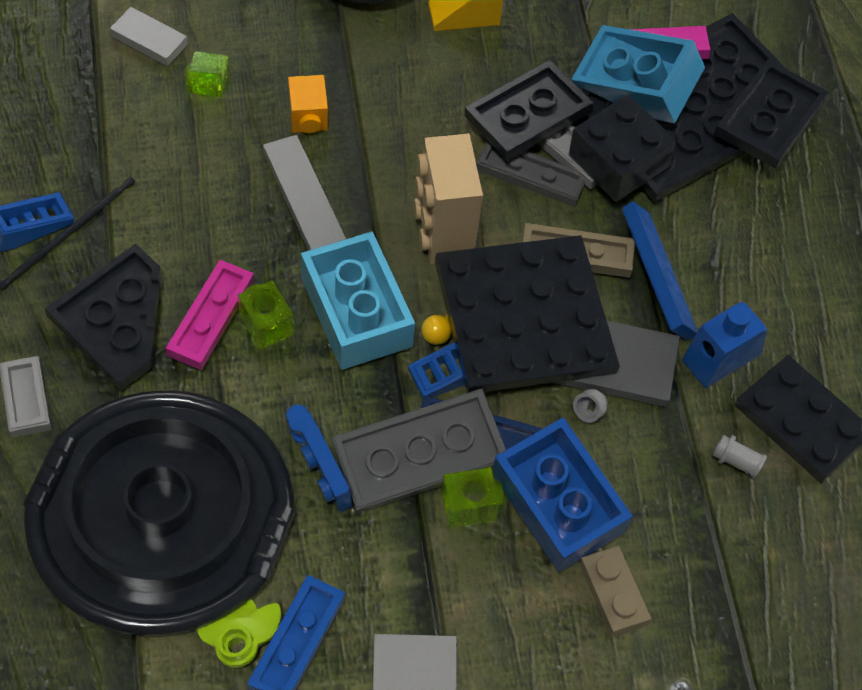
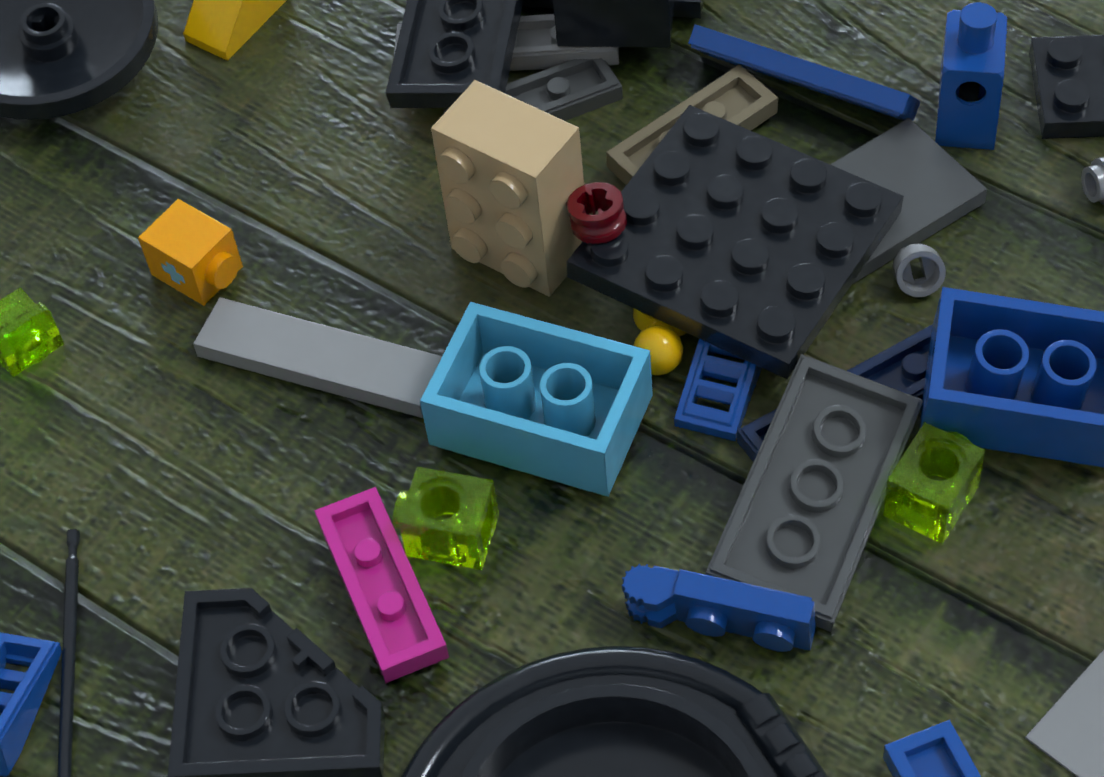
camera: 35 degrees left, 5 degrees down
(468, 233) = (601, 226): none -> dark red bush

